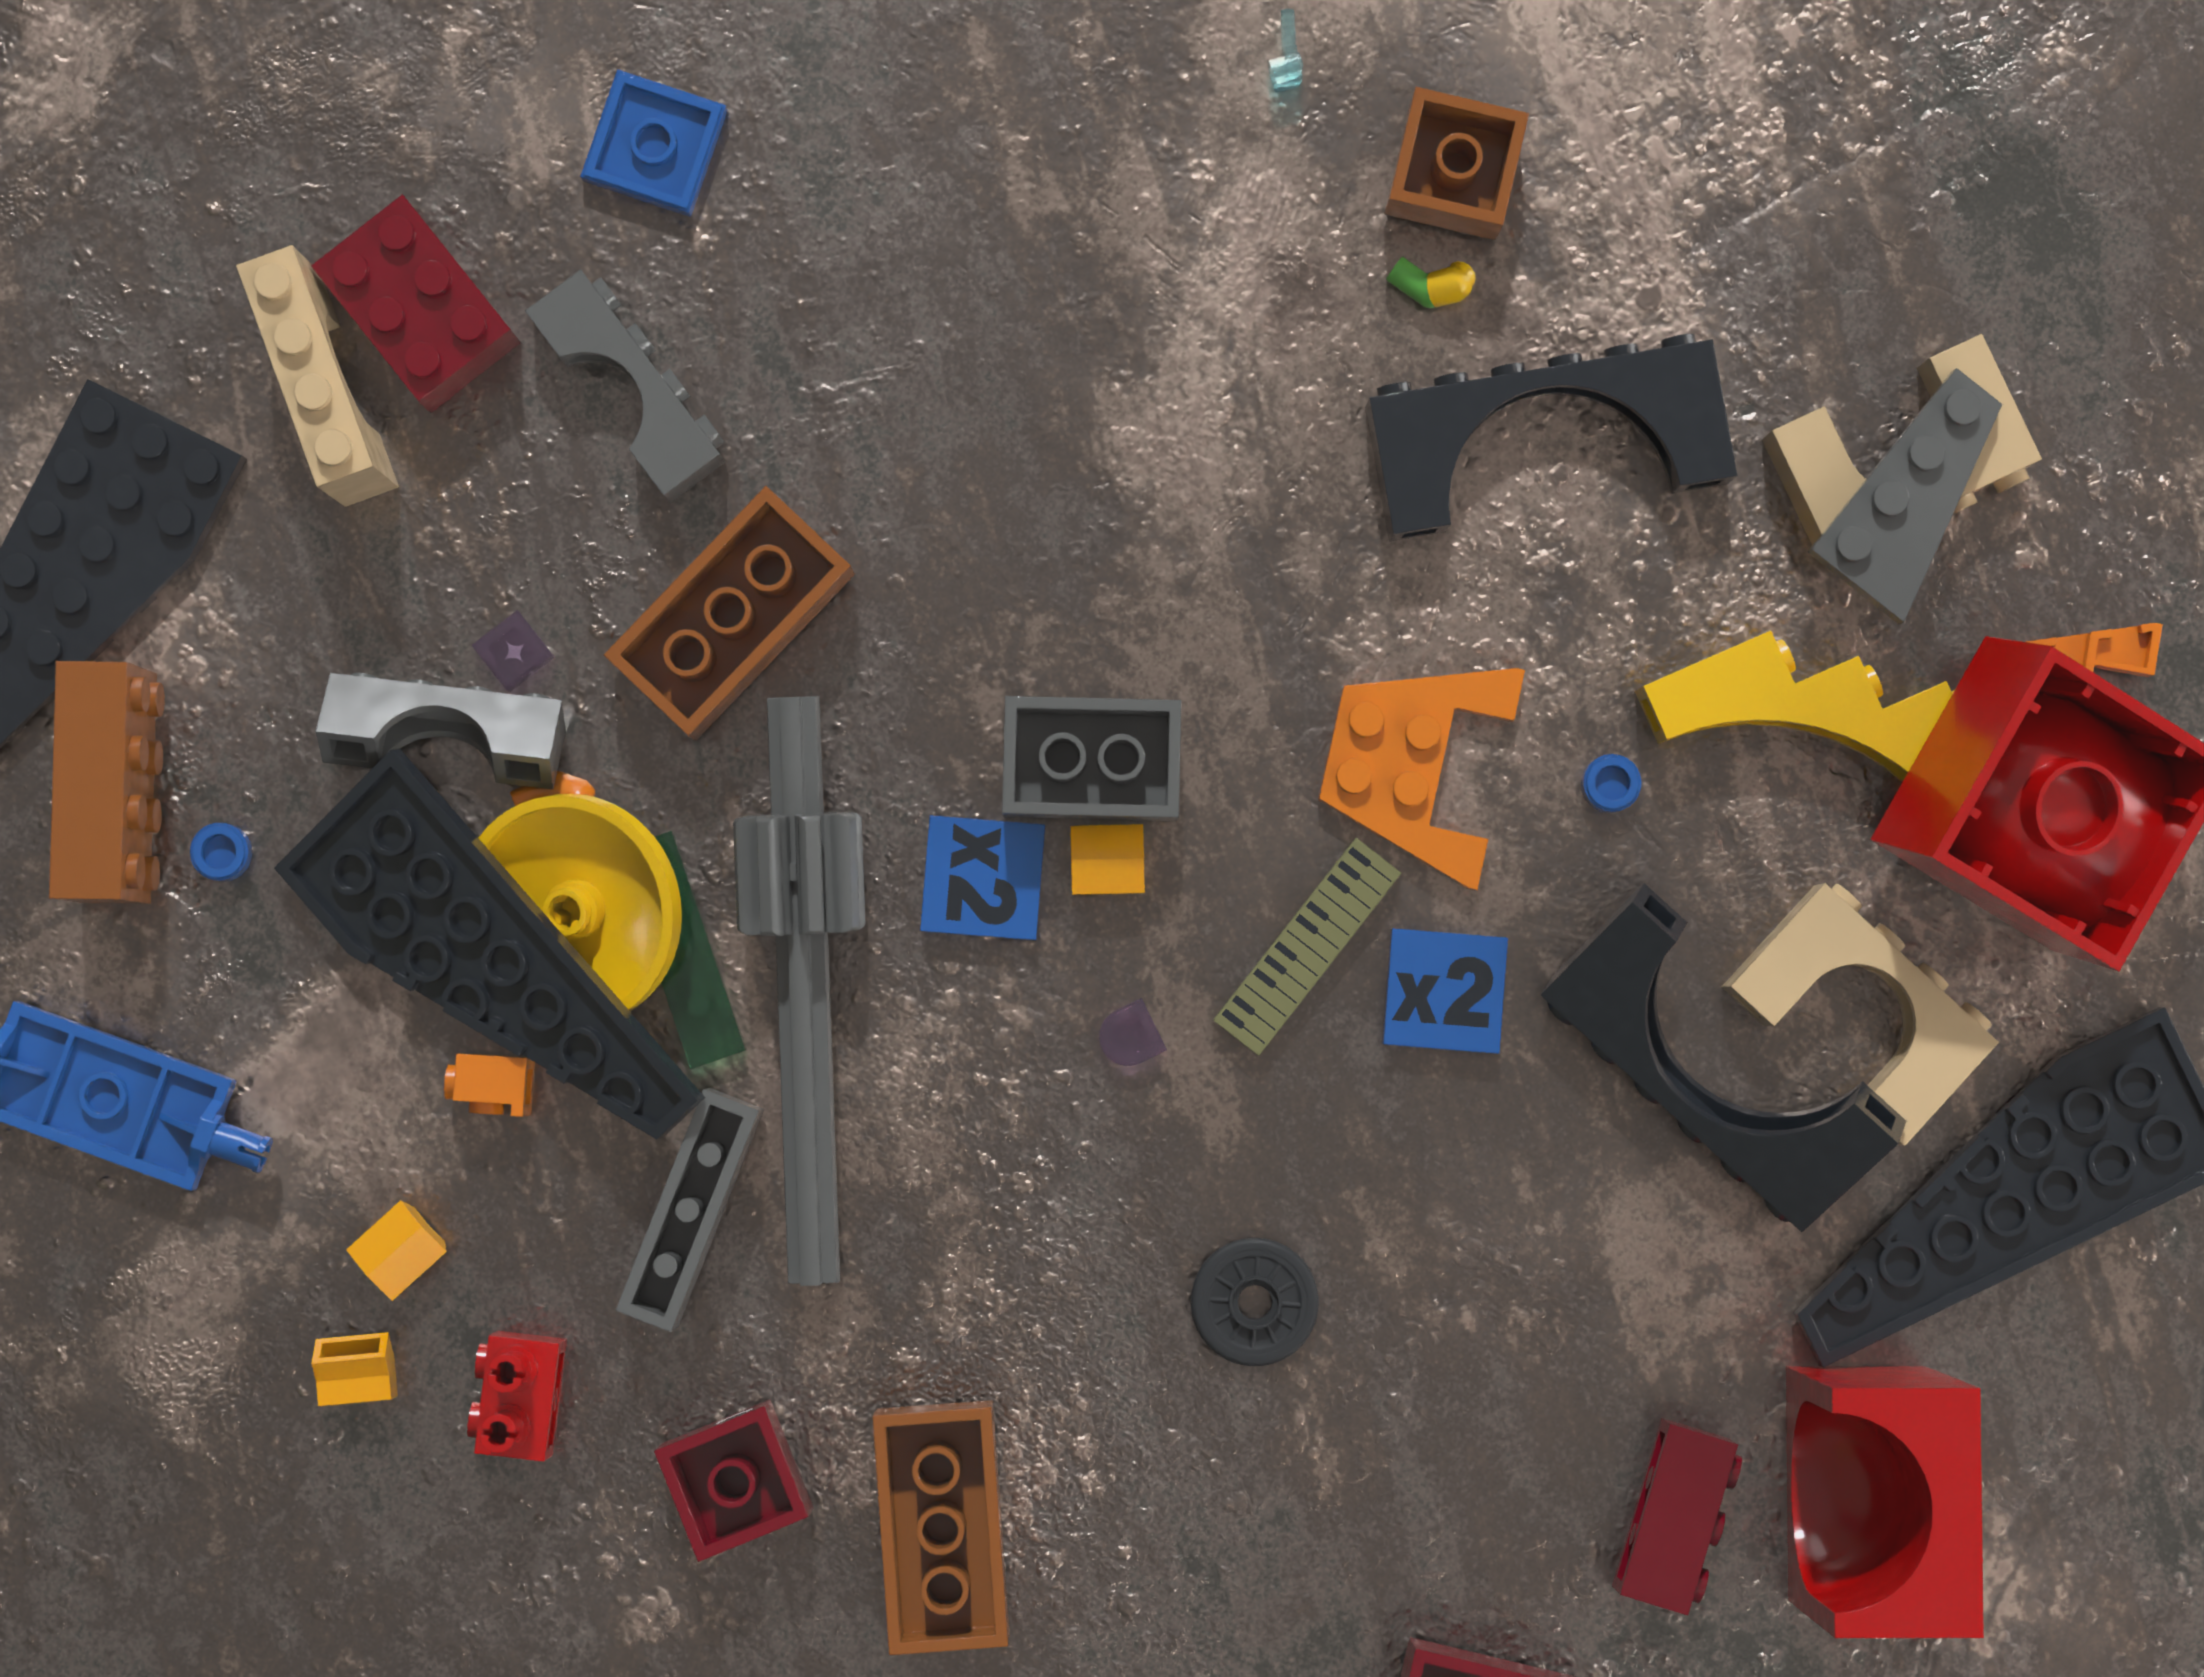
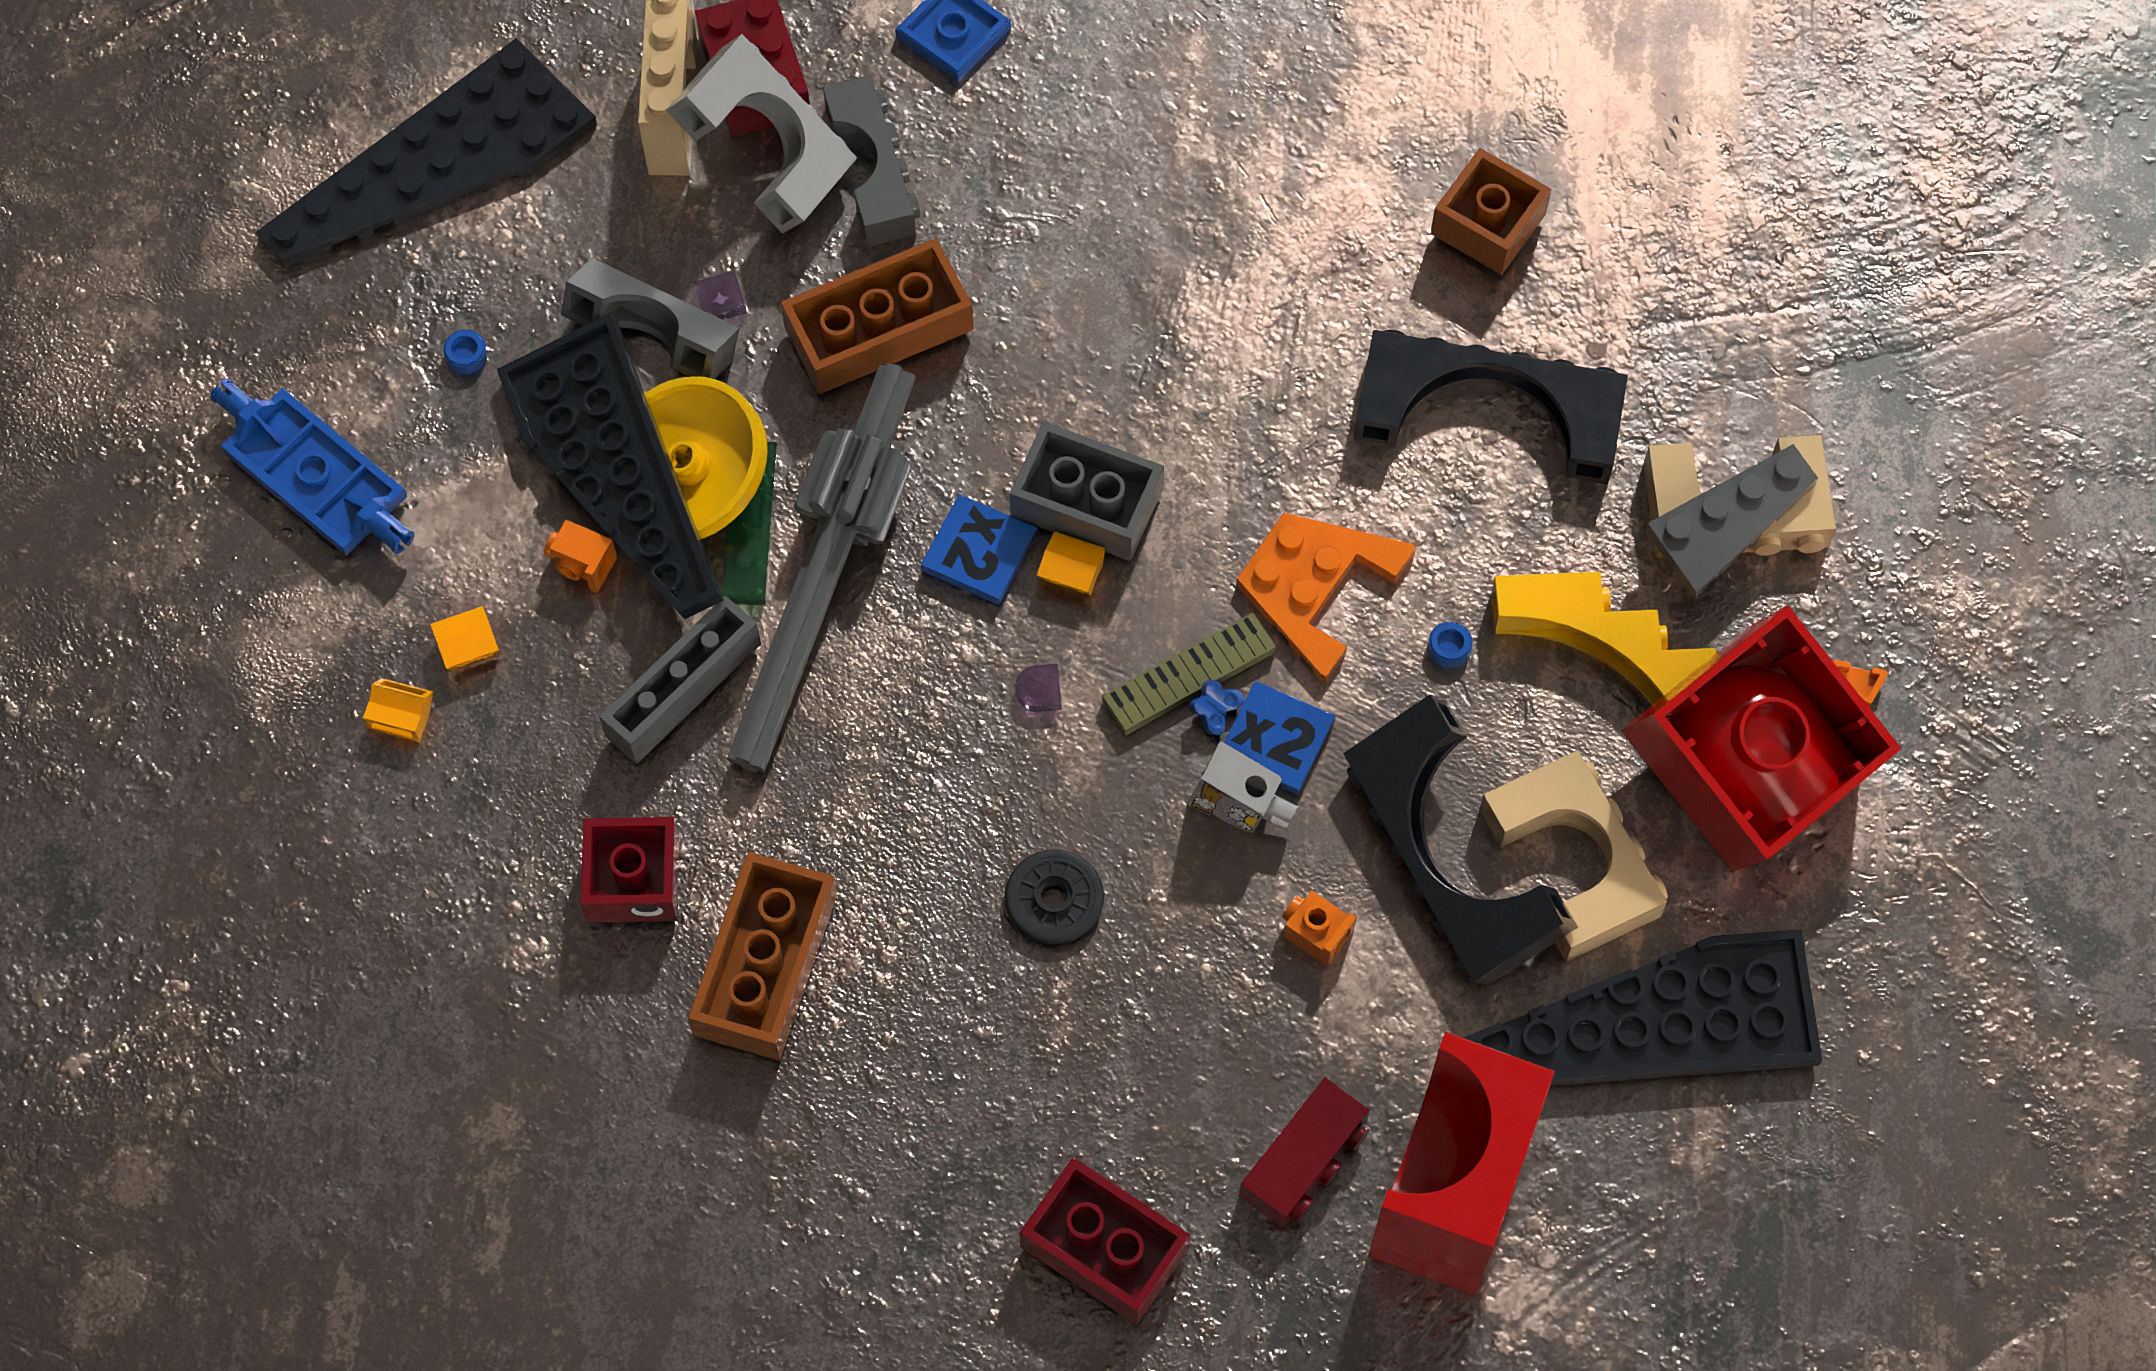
camera: 25 degrees right, 20 degrees down
(105, 783) = (410, 271): dark orange brick -> none
(517, 1395) = (504, 762): red brick -> none
(554, 416) = (812, 151): none -> light grey arch
(1286, 70) = (1398, 124): clear light blue hand -> none
(1354, 980) = (1214, 704): none -> blue piece
(1418, 1093) = (1240, 791): none -> light grey torso
(1436, 287) = (1447, 288): arm -> none
(1612, 1226) = (1322, 940): none -> orange brick

